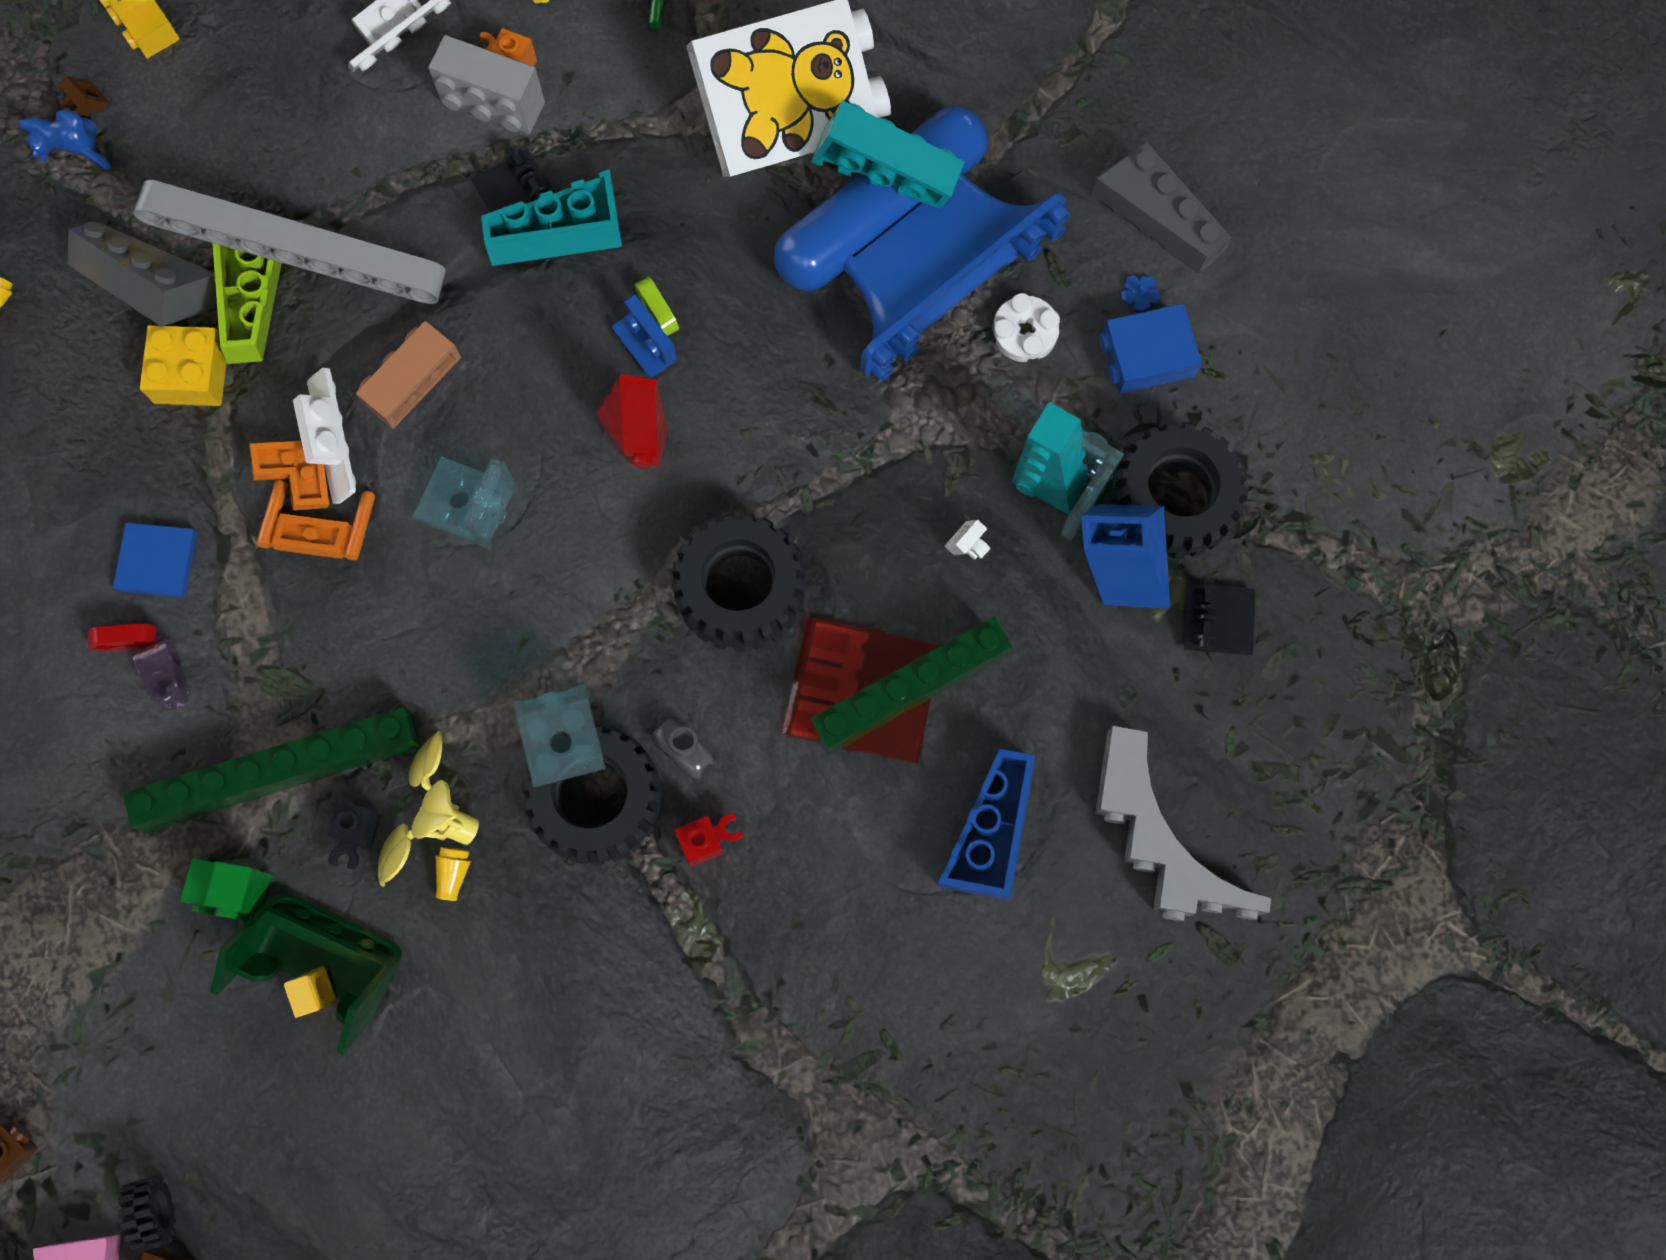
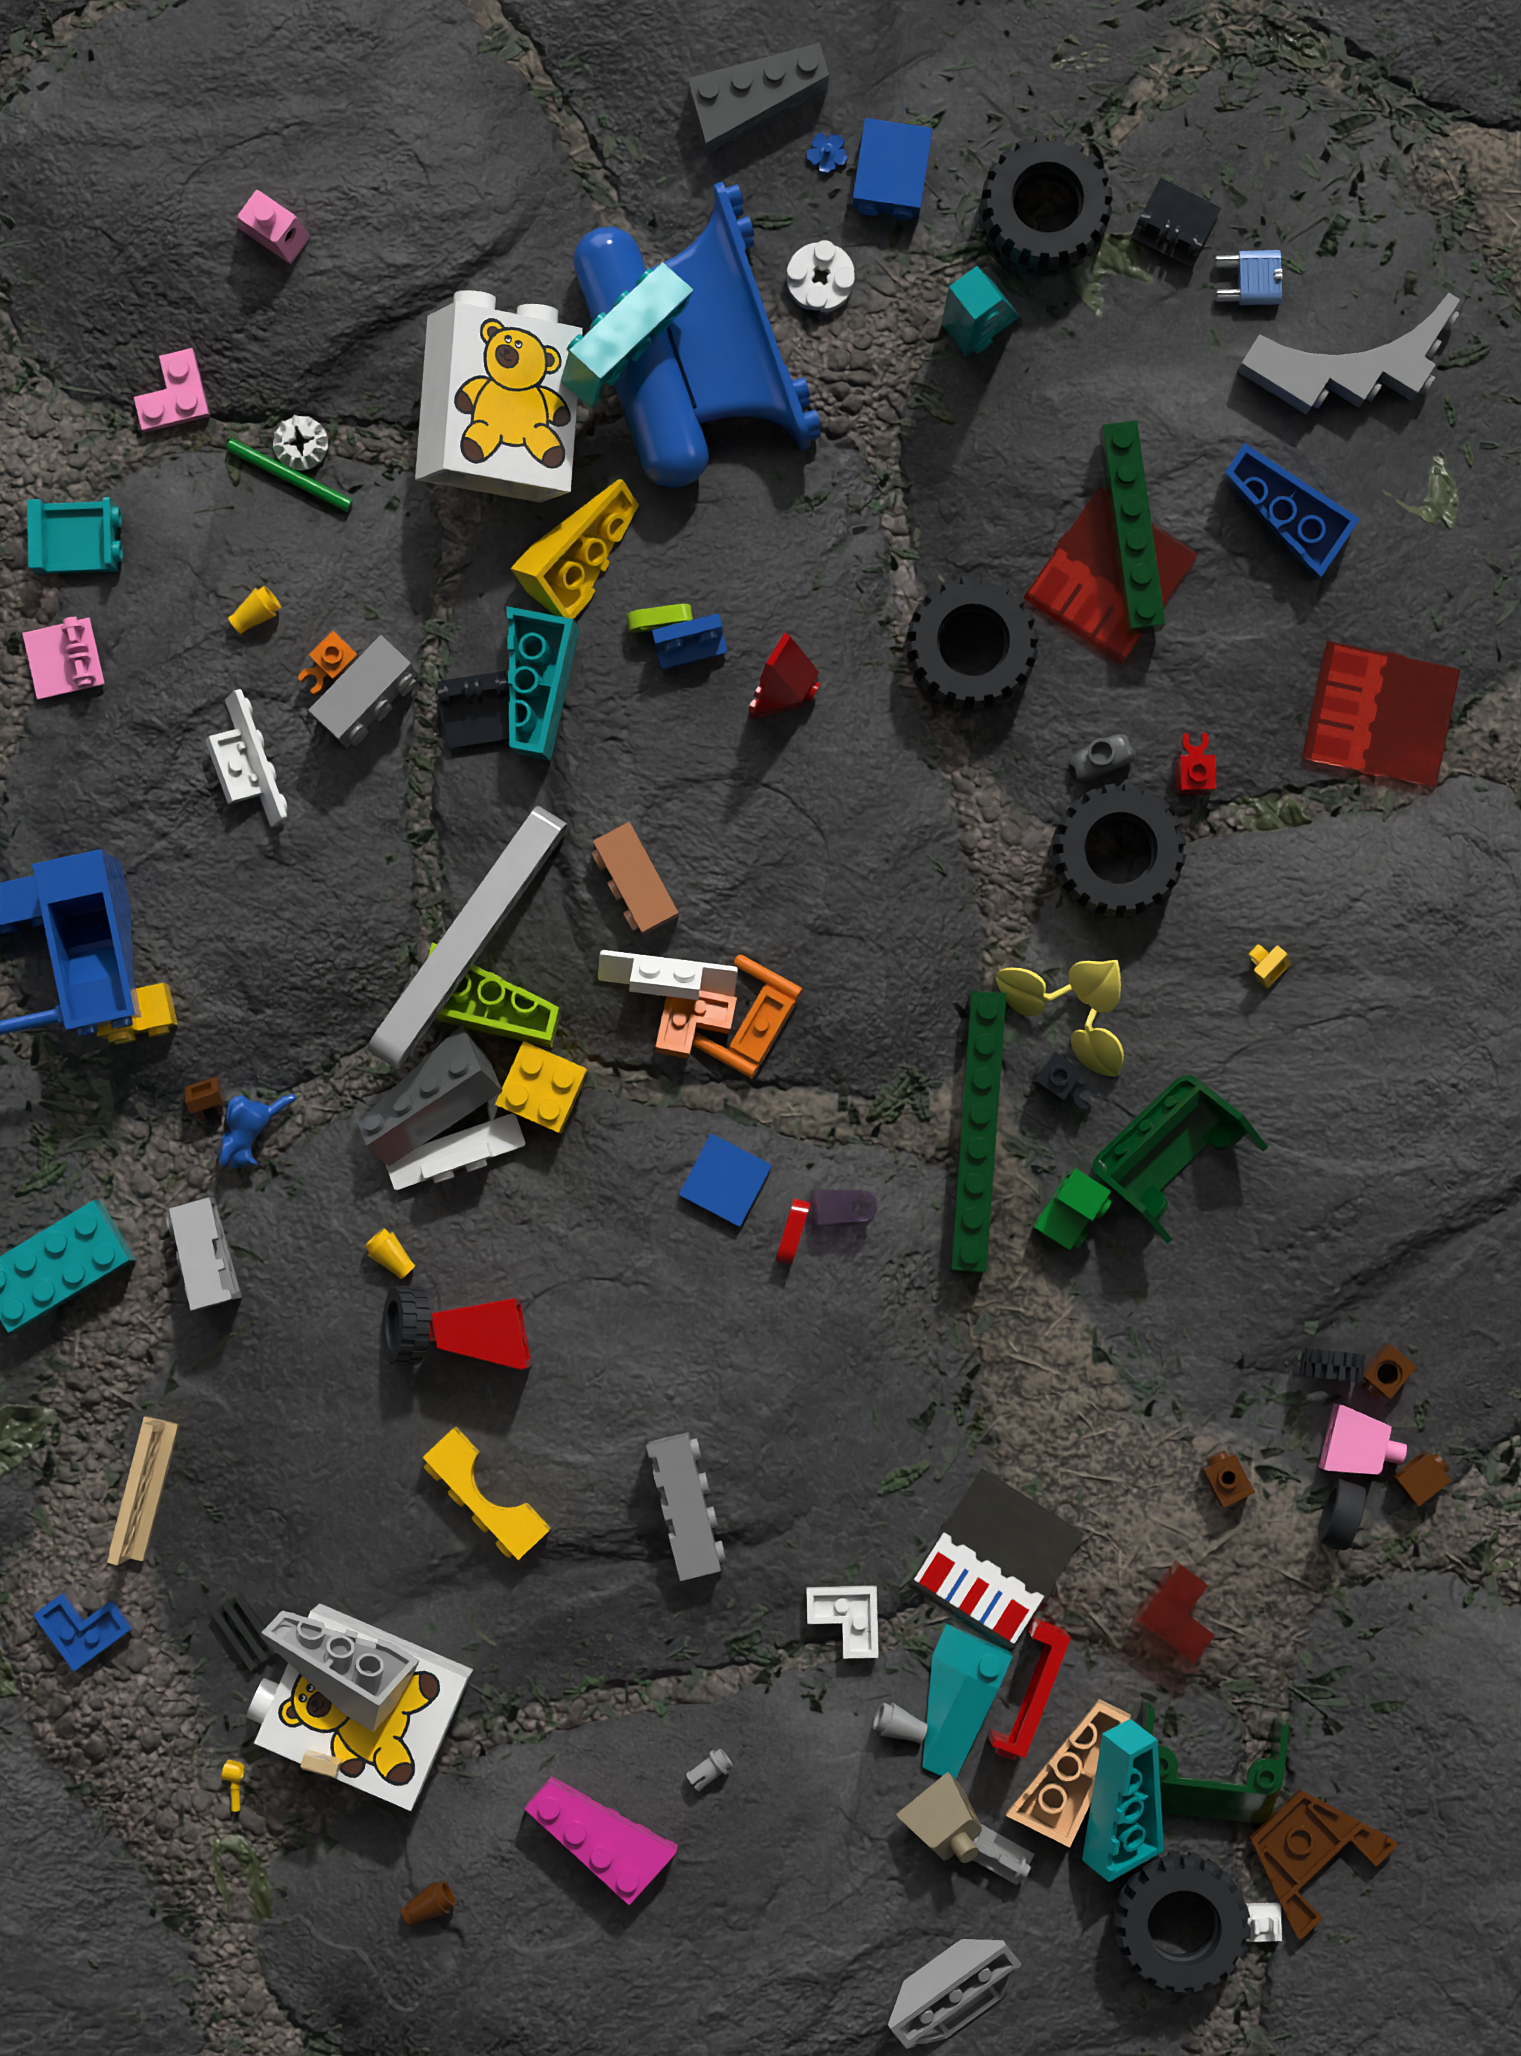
camera: 65 degrees left, 10 degrees up
(101, 318) = (458, 1150): none -> white bracket
(309, 992) = (1195, 1164): yellow slope -> none
(450, 872) = (1135, 1007): yellow cone -> none
(486, 504) = (802, 852): clear light blue bracket -> none
(539, 989) = (1269, 965): none -> yellow tile
(556, 713) = (1037, 854): clear light blue bracket -> none
(685, 216) = (569, 558): none -> yellow wedge
(834, 1003) = (1381, 713): none -> clear red piece
(968, 540) = (1010, 420): white tile -> none
(1101, 464) = (1012, 278): clear light blue bracket -> none
(1128, 554) = (1093, 277): blue slope -> none
(1203, 714) = (1258, 277): none -> medium blue piece

